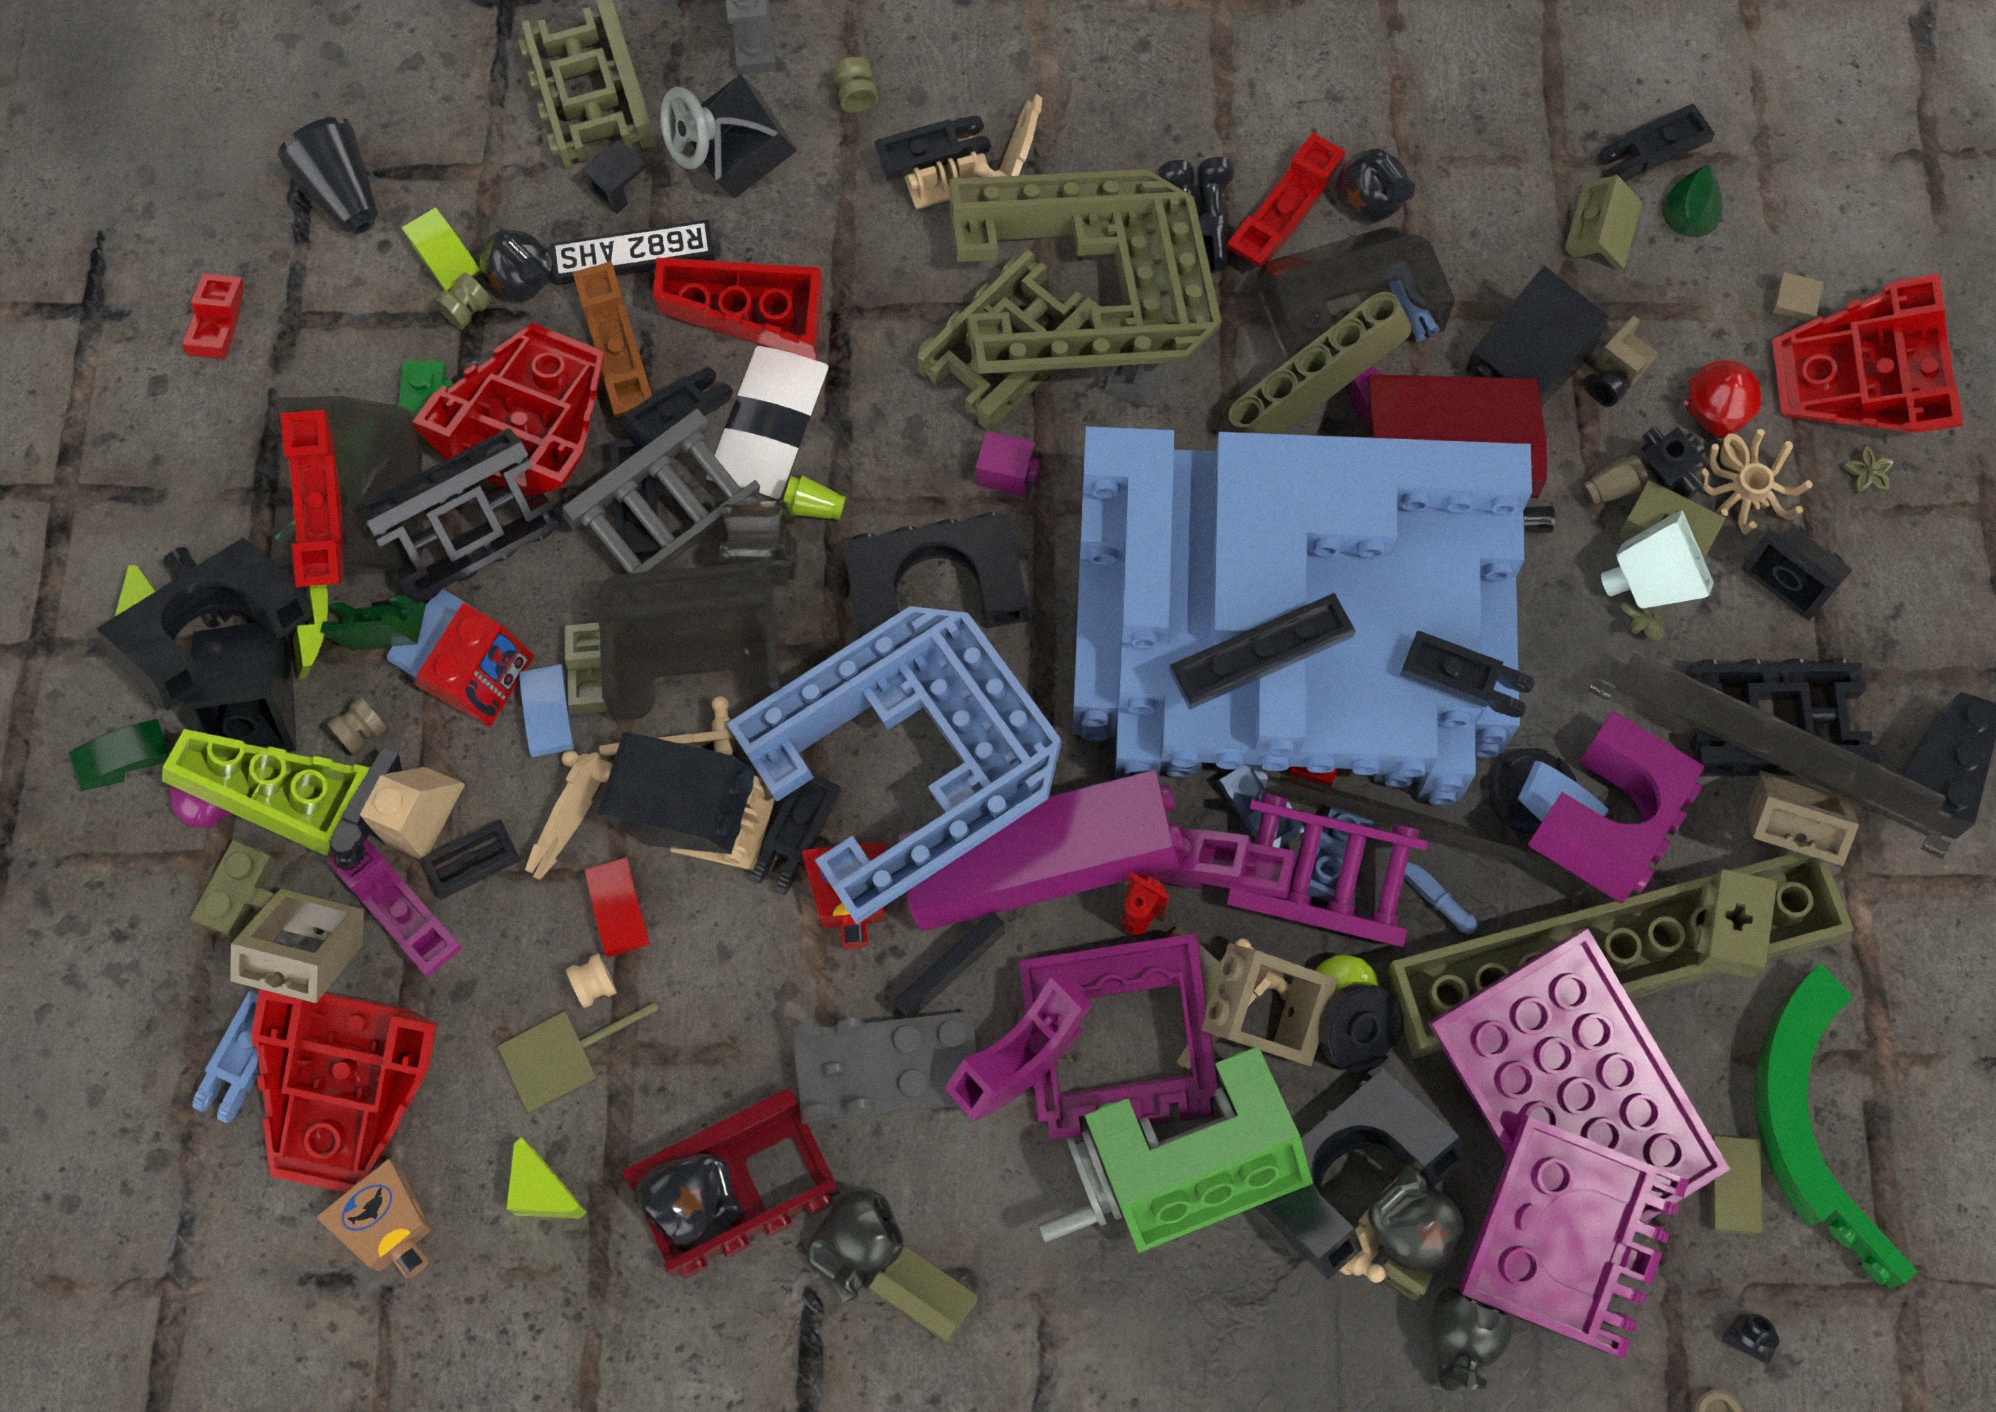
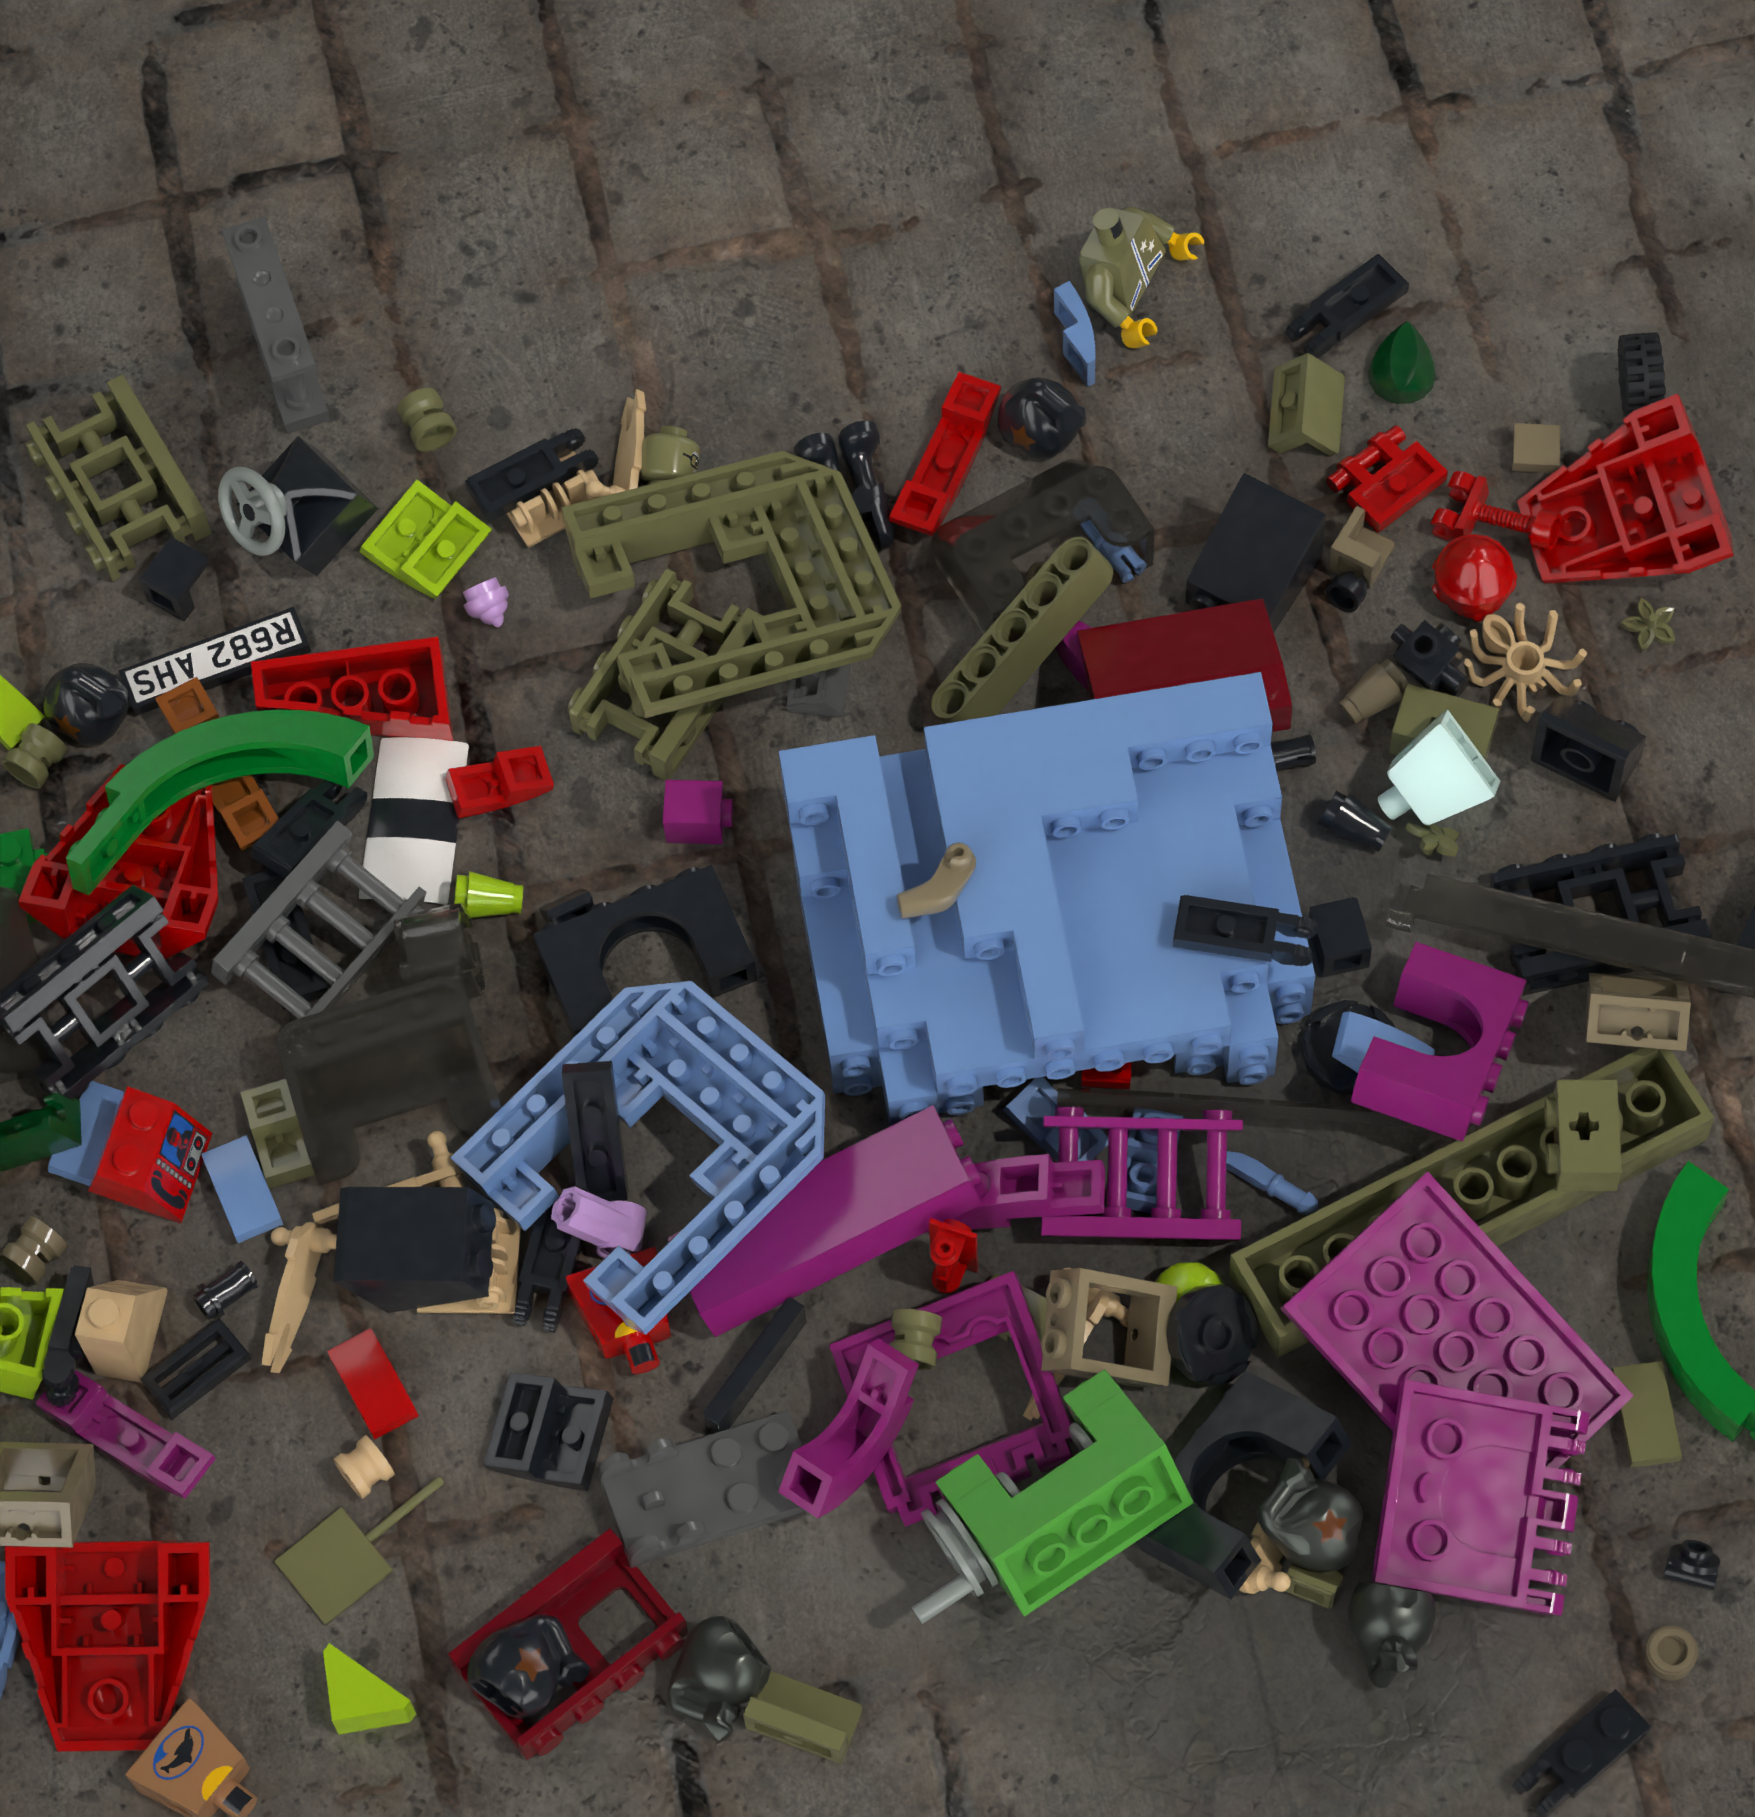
camera: 10 degrees left, 5 degrees down
(510, 796) = (224, 1290): none -> black pin
(602, 330) = (210, 753): none -> green arch
(759, 983) = (548, 1431): none -> black slope
(831, 185) = (425, 540): none -> lime slope
(848, 810) = (600, 1221): none -> lavender piece
(852, 404) = (499, 784): none -> red slope
(856, 727) = (595, 1129): none -> black plate
(870, 248) = (491, 601): none -> lavender plate
(879, 523) = (567, 906): none -> black slope
(1050, 154) = (668, 455): none -> olive head
(1095, 974) = (915, 1335): none -> olive wheel
(1206, 580) = (943, 887): none -> dark tan arm
(1262, 650) = (1018, 949): black tile -> none
(1421, 119) = (1078, 335): none -> medium blue slope
(1471, 66) = (1121, 262): none -> olive torso
(1551, 693) = (1340, 937): none -> black panel
(1576, 591) = (1354, 822): none -> black cone
(1668, 306) = (1393, 488): none -> red plate
(1736, 323) = (1474, 492): none -> red bar
(1905, 248) = (1640, 370): none -> black tyre

